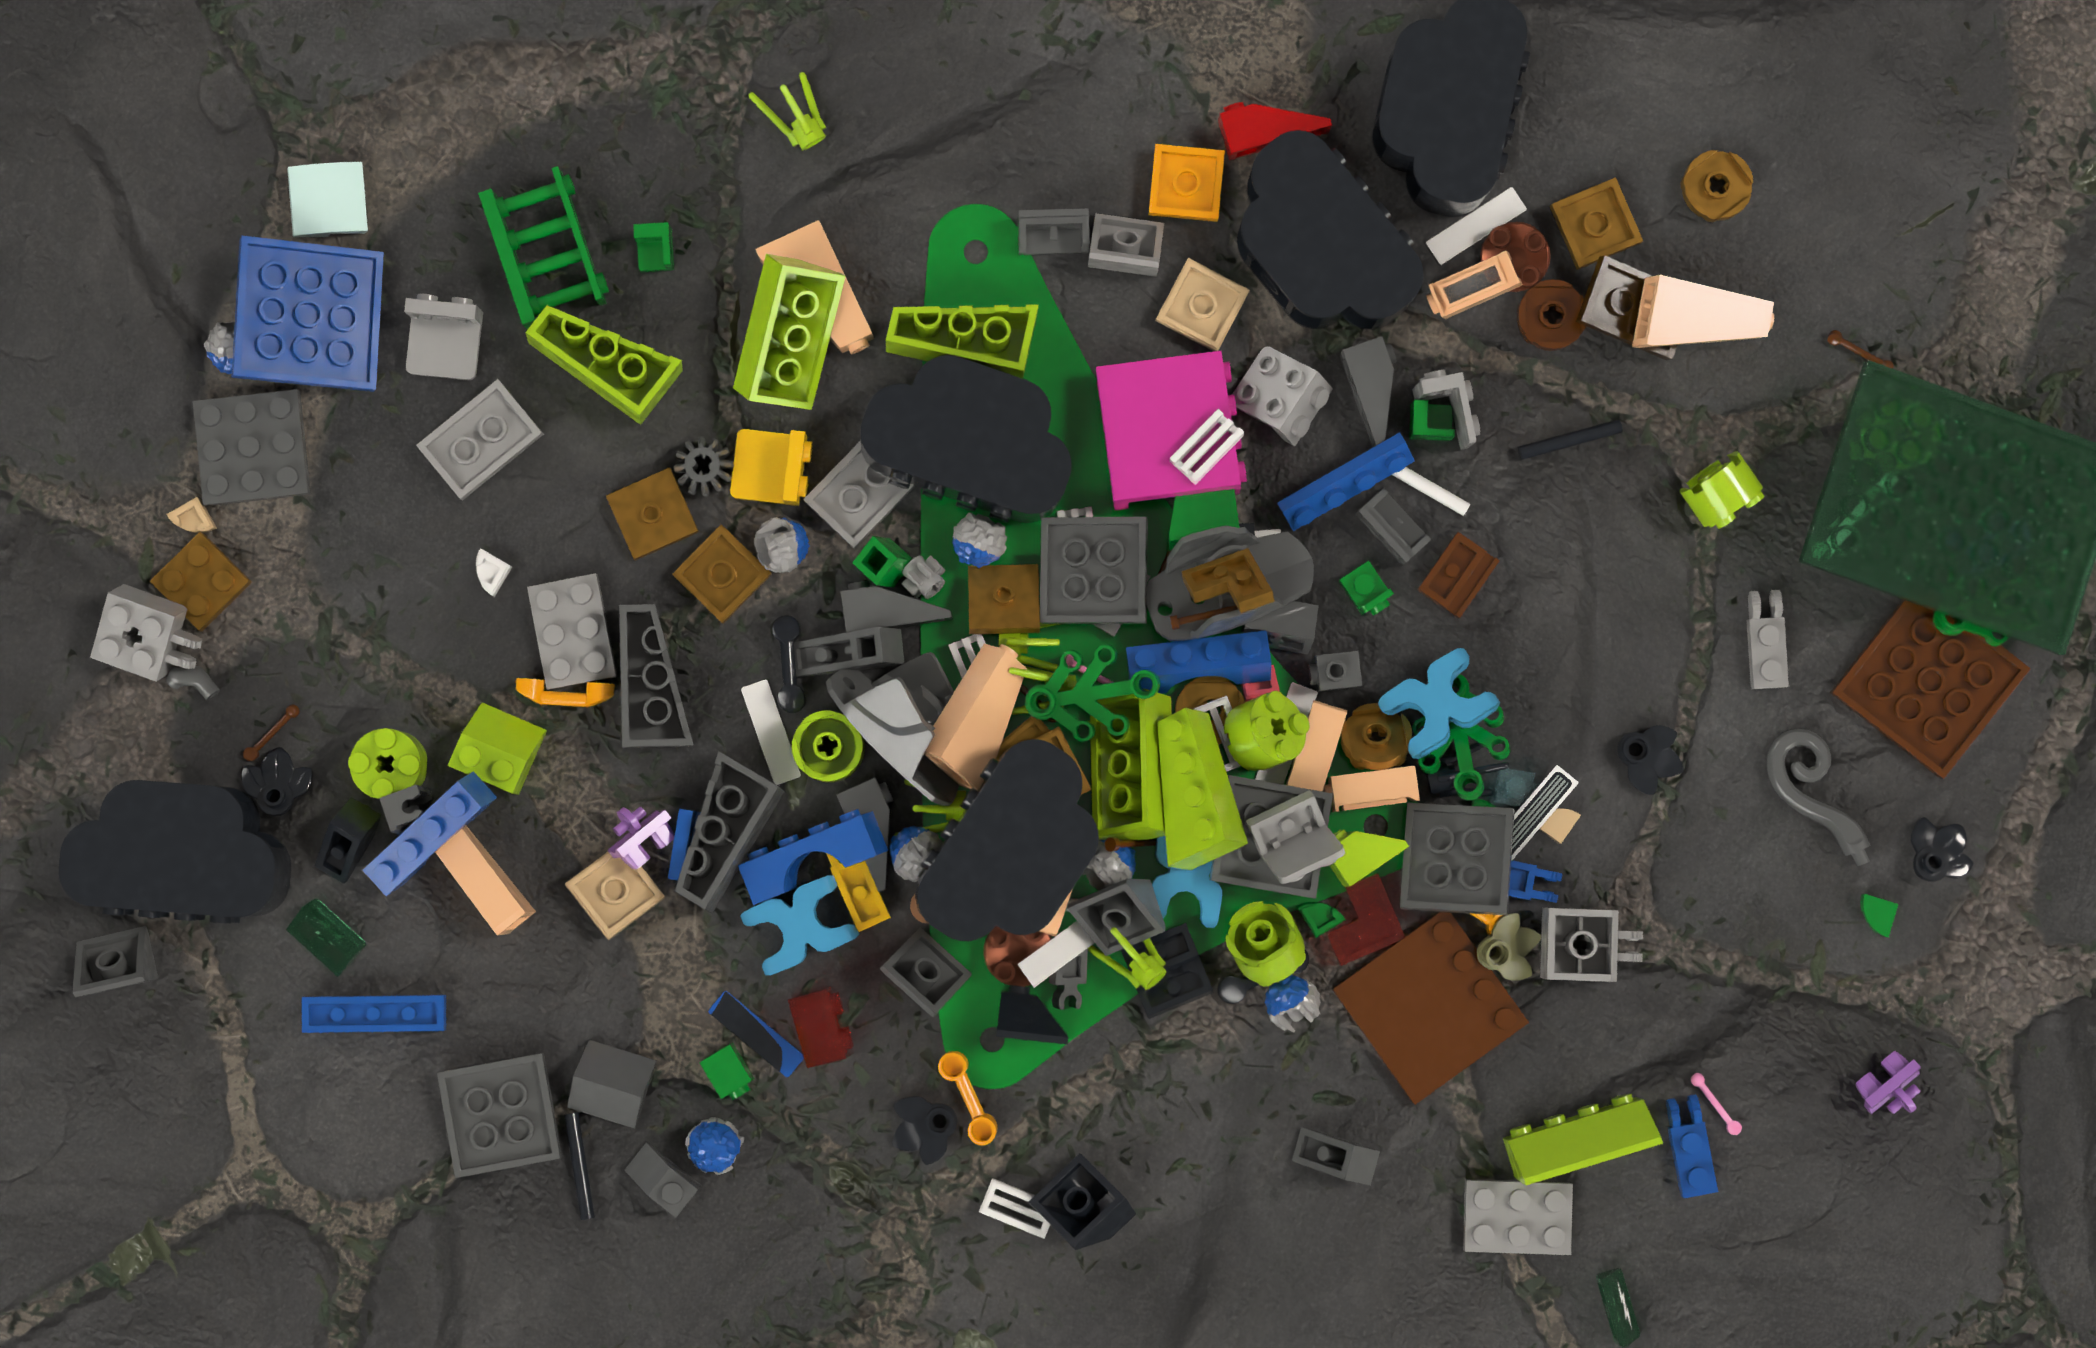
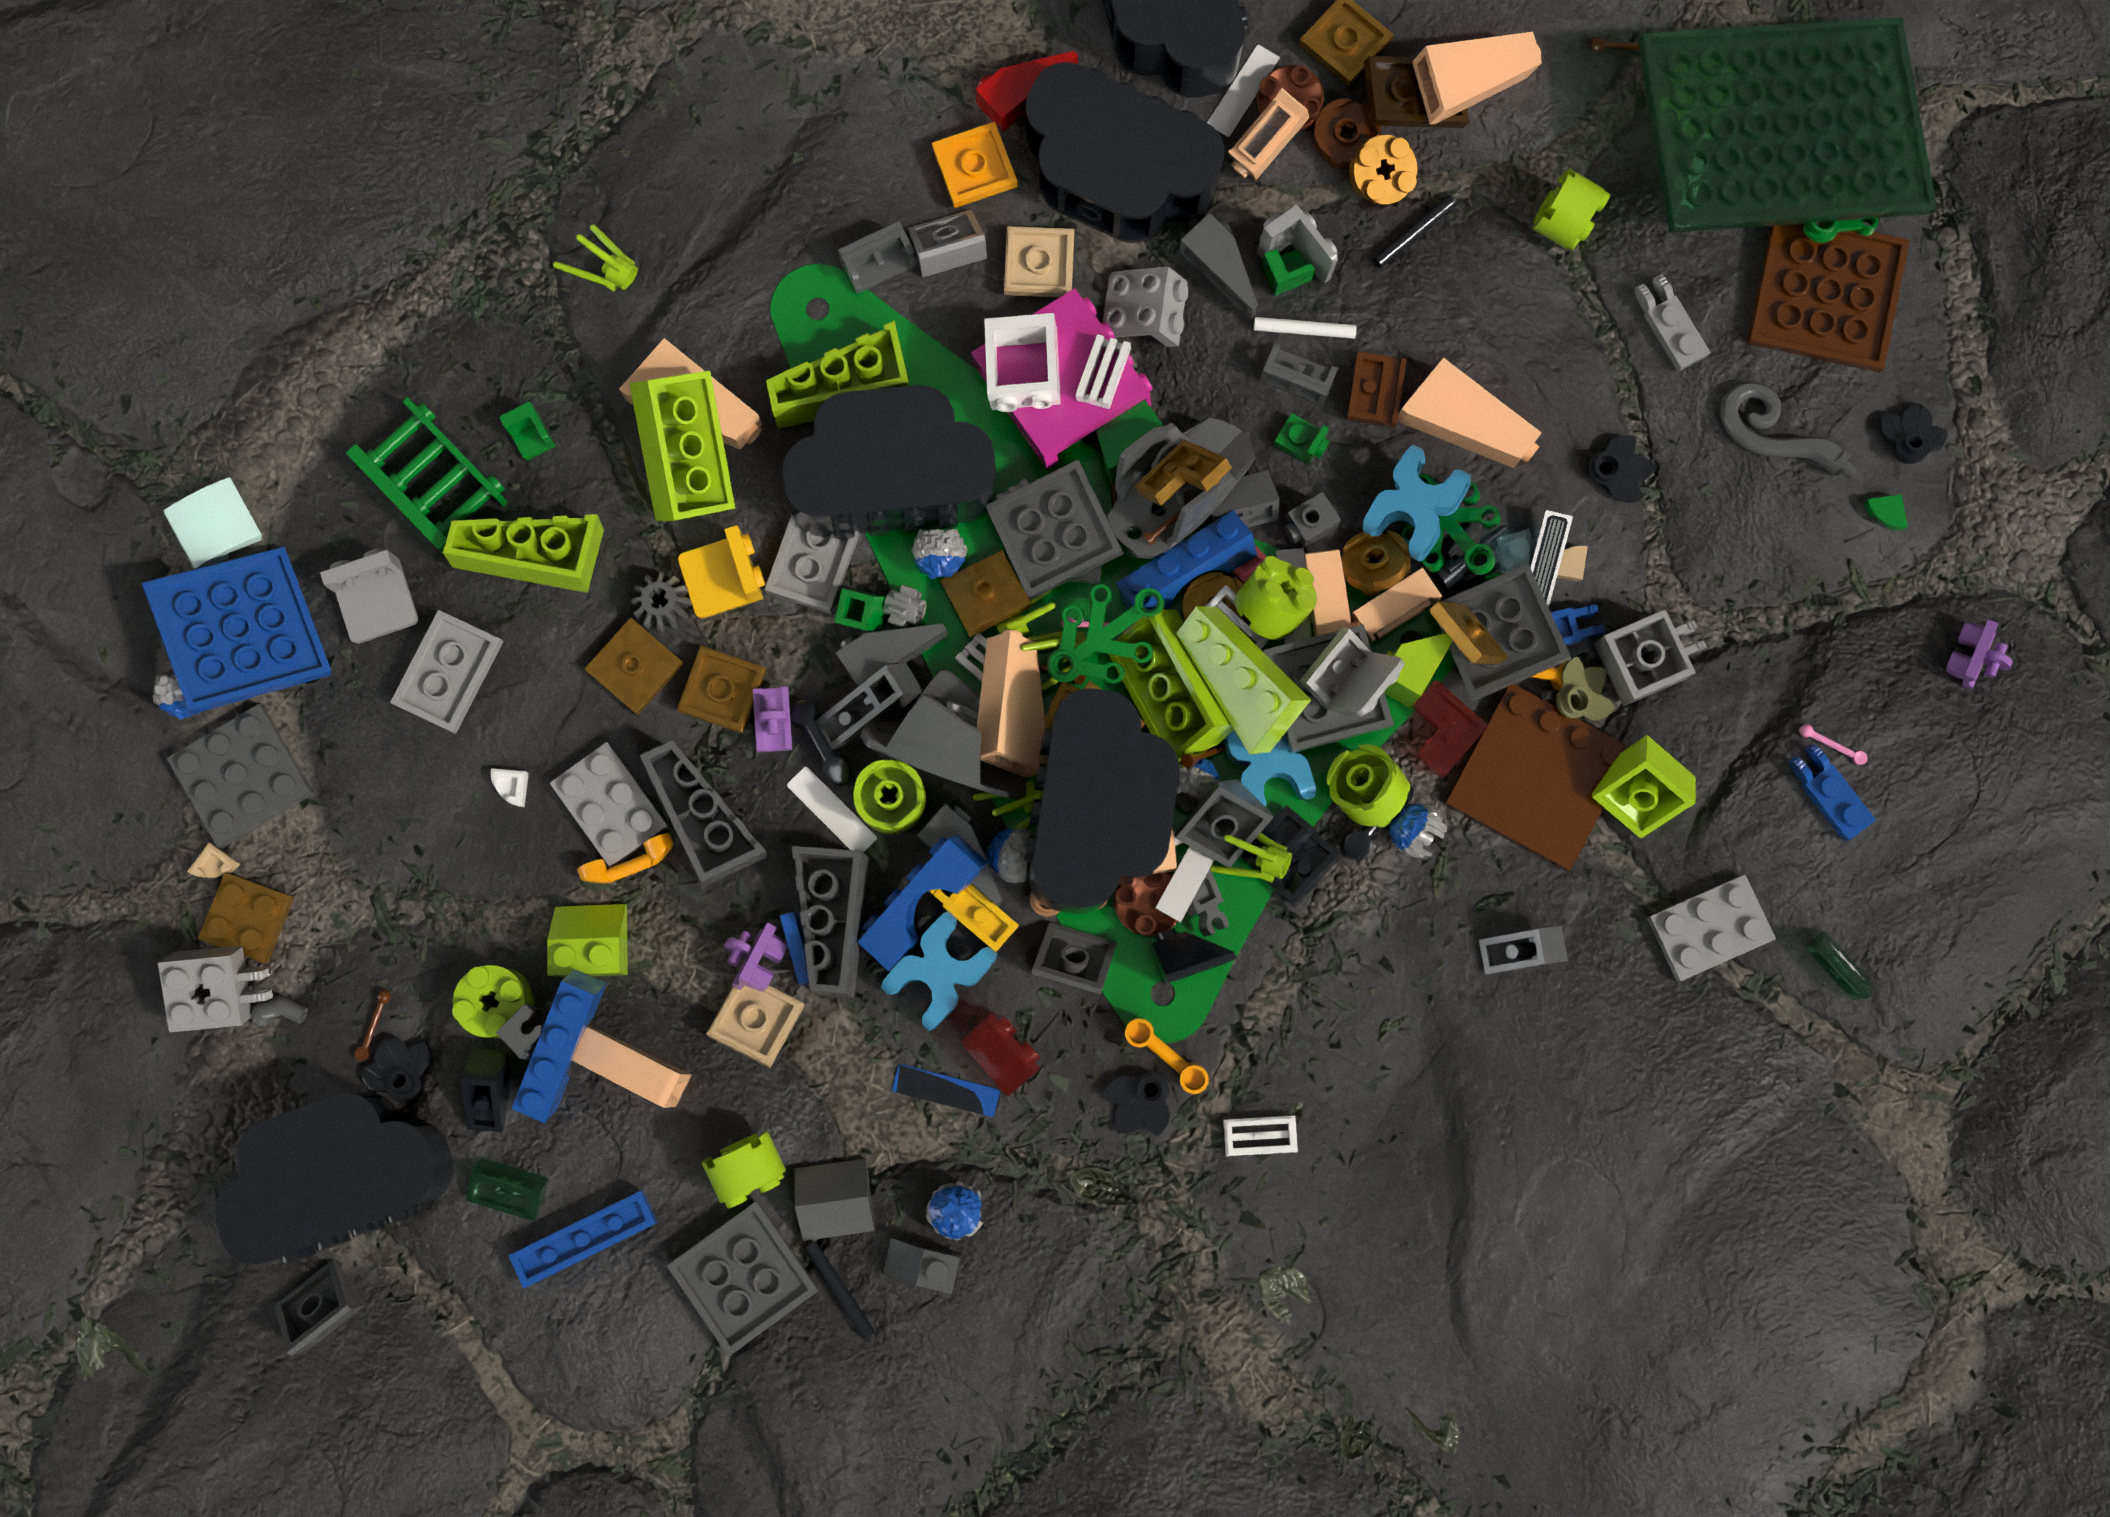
camera: 20 degrees left, 5 degrees down
(544, 1020) = (745, 1167): none -> lime brick
(728, 1072) = (936, 1137): green brick -> none
(755, 624) = (772, 719): none -> medium lavender hips
(781, 544) = (763, 637): light grey piece -> none
(1082, 1205) = (1318, 1102): black slope -> none
(1146, 370) = (1022, 331): none -> white window
(1320, 917) = (1402, 744): green tile -> none
(1346, 481) = (1239, 352): blue plate -> none
(1422, 849) = (1468, 633): none -> pearl gold plate
(1520, 1063) = (1646, 787): none -> lime slope
(1530, 640) = (1469, 416): none -> light nougat slope
(1557, 352) = (1402, 172): none -> plate
(1581, 1139) = (1734, 830): lime slope -> none

